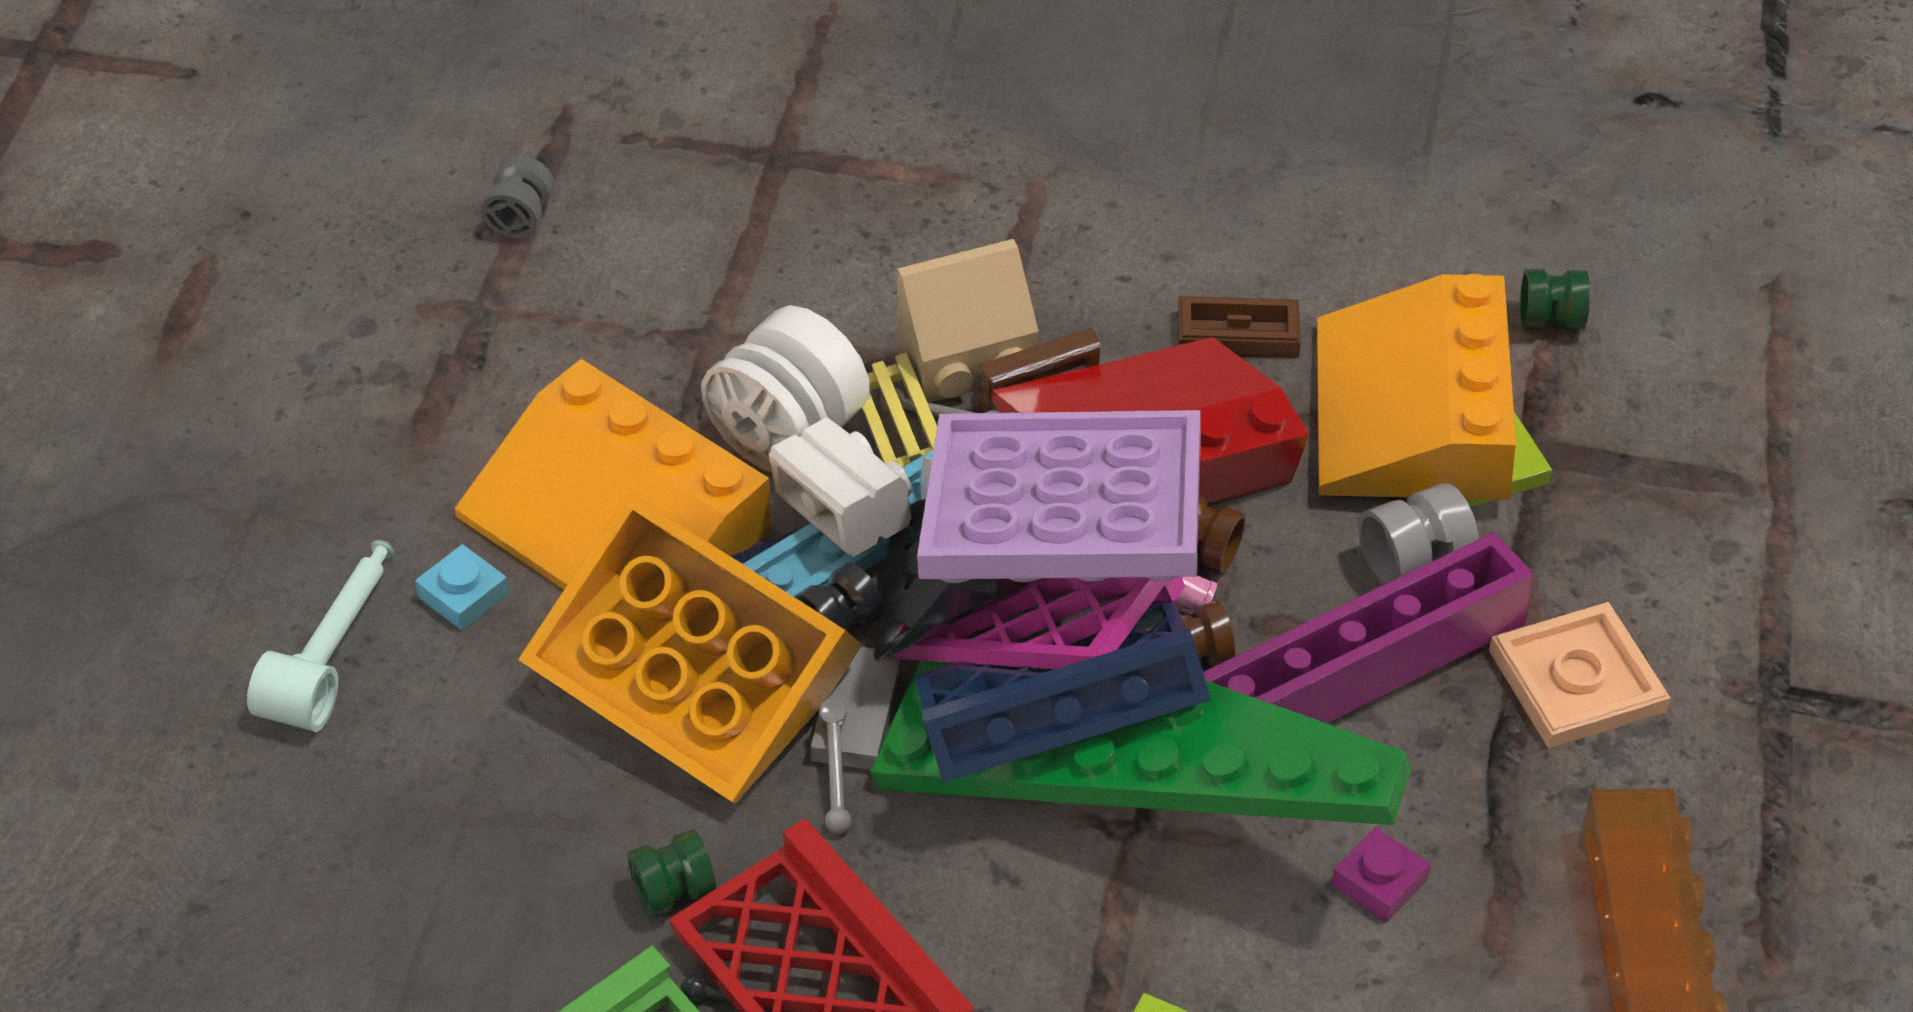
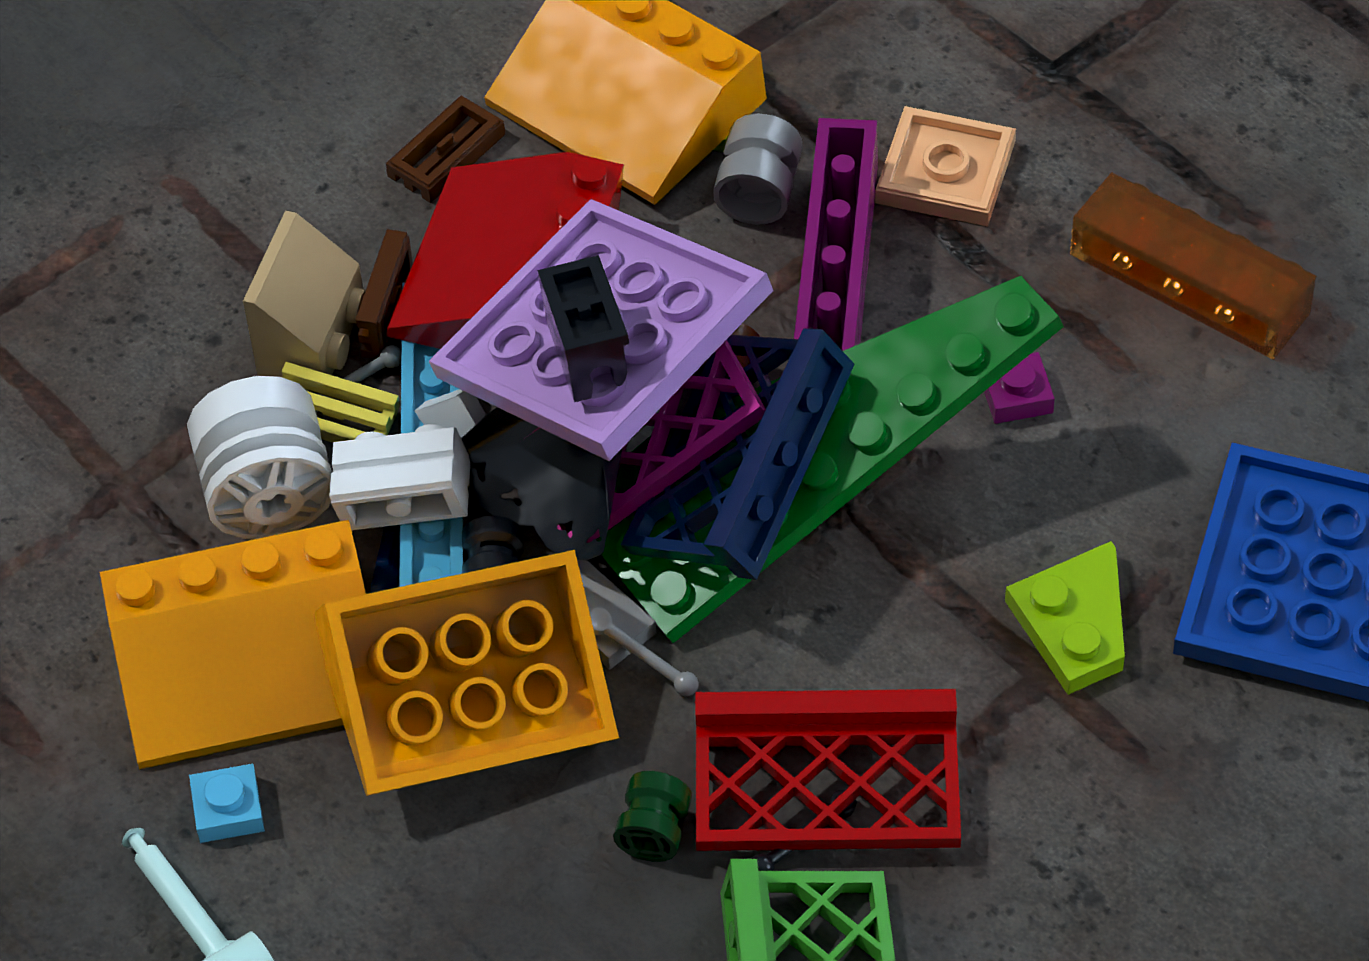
camera: 50 degrees left, 5 degrees up
(1018, 458) = (584, 323): none -> black hinge

